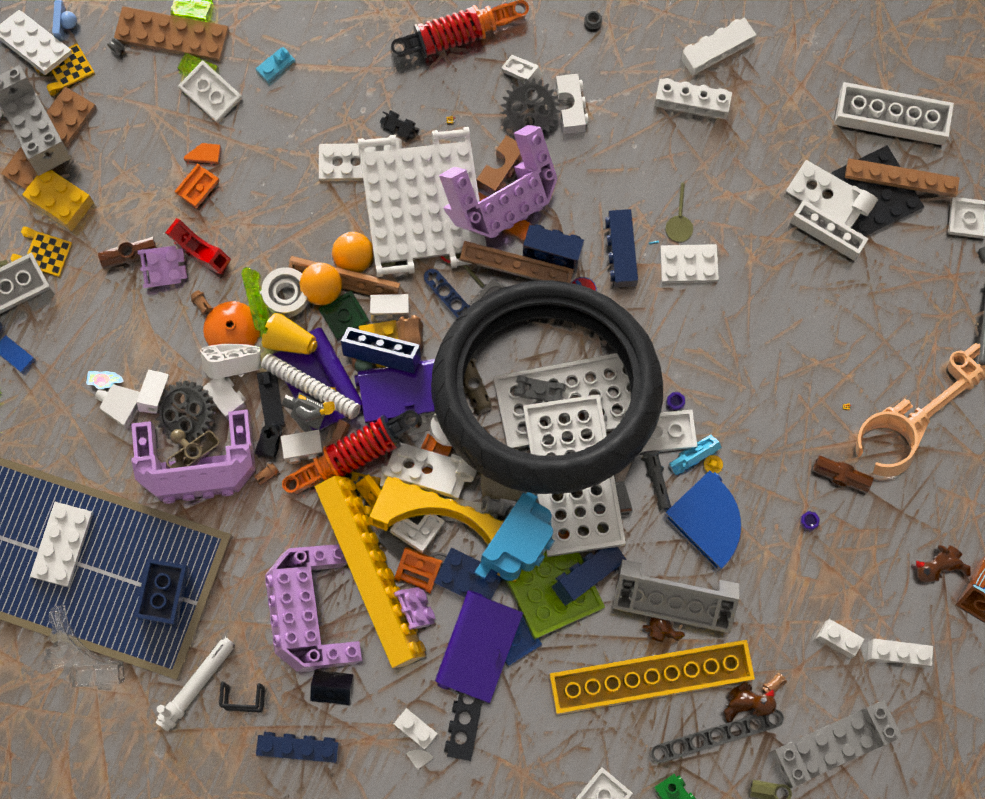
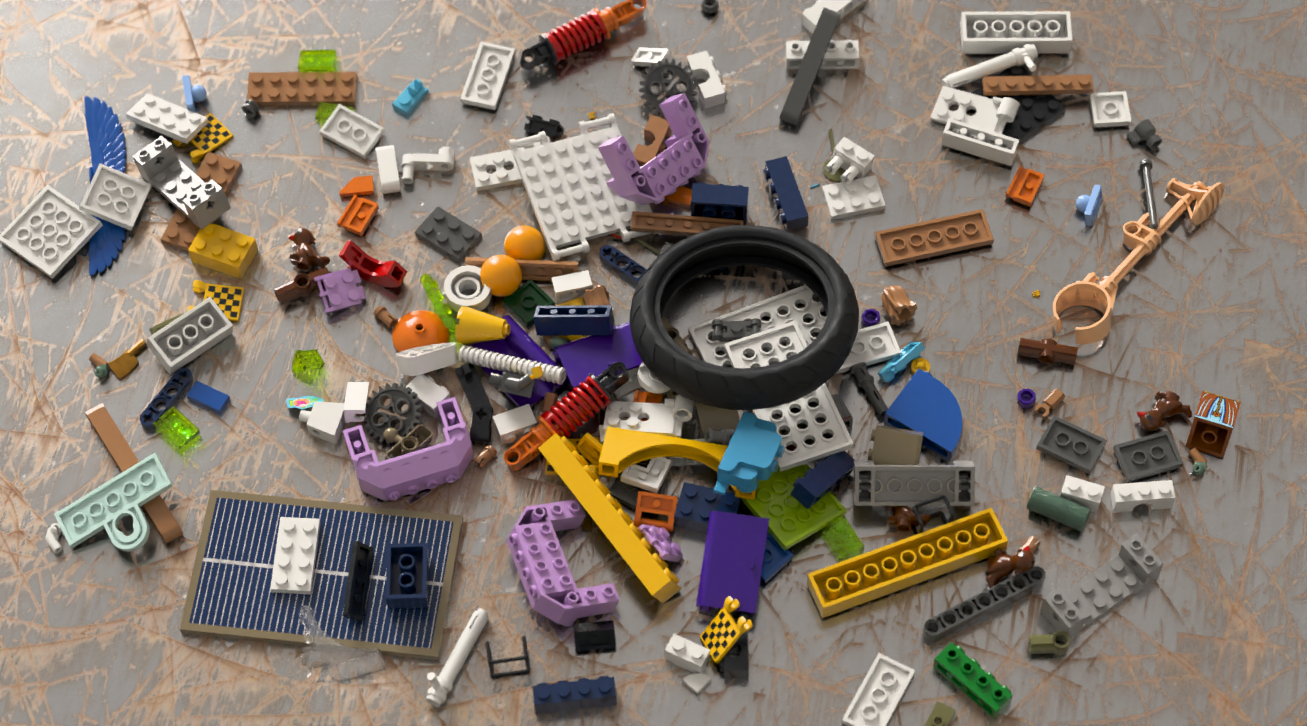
camera: 10 degrees left, 15 degrees down
(114, 587) = (358, 581): none -> black plate
(115, 336) = (306, 360): none -> clear neon green tile
(136, 219) = (305, 255): none -> reddish brown animal
(236, 141) = (388, 169): none -> white beam
(281, 223) = (448, 234): none -> dark grey plate
(290, 143) = (430, 162): none -> white beam
(356, 56) = (487, 75): none -> white plate
(452, 716) = (723, 630): none -> yellow flag
(594, 634) = (842, 538): none -> clear neon green plate
(667, 554) = (895, 446): none -> dark tan slope
(677, 112) = (810, 66): none -> dark grey beam
(684, 626) = (933, 514): none -> black piece
(696, 222) = (852, 159): none -> white brick
(705, 393) = (898, 305): none -> medium nougat piece
(759, 325) = (934, 237): none -> medium nougat plate
(807, 645) = (1053, 506): none -> sand green piece
(832, 530) = (1050, 403): none -> medium nougat bar
(843, 581) = (1071, 444): none -> dark grey plate
(863, 286) = (1025, 186): none -> orange plate
(888, 142) = (1016, 57): none -> white cylinder
(915, 609) = (1148, 456): none -> dark grey plate
(923, 321) = (1090, 204): none -> light blue tile
(965, 627) = (1199, 461): none -> arm

